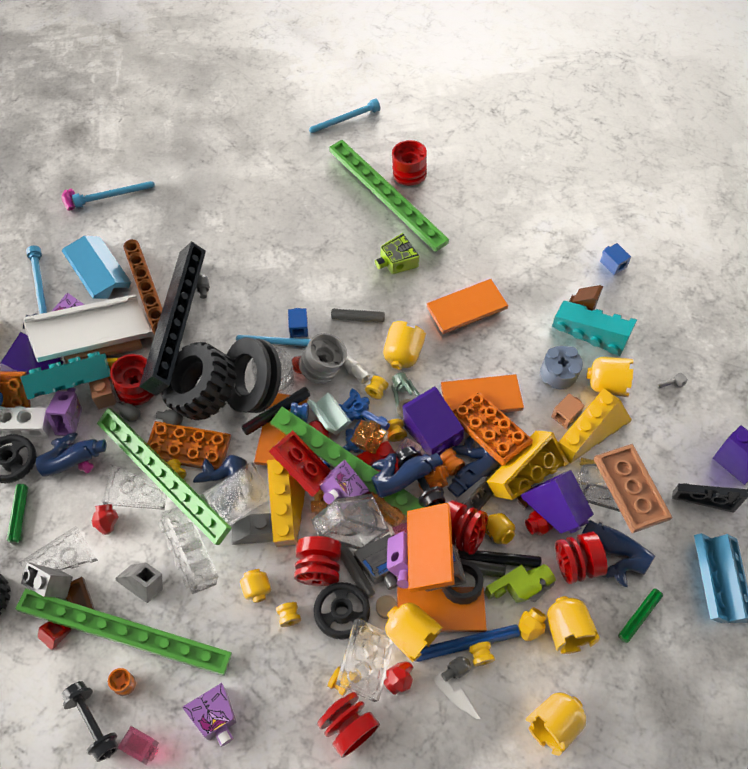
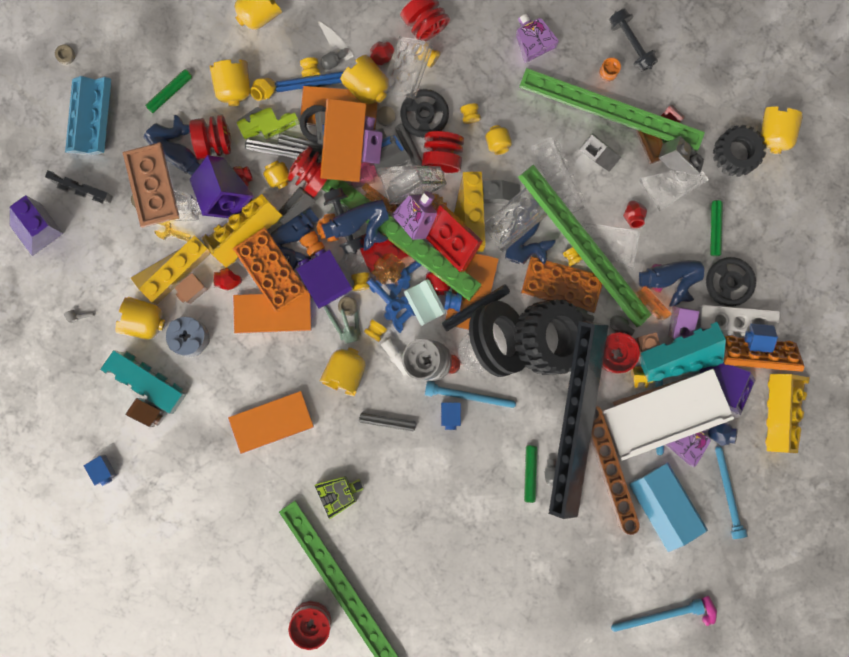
camera: 175 degrees left, 25 degrees up
(89, 427) = (659, 311): none -> clear orange plate
(139, 745) = (592, 19): clear pink brick -> none
(222, 284) = (530, 474): none -> green axle
(533, 420) = (226, 279): none -> red rock

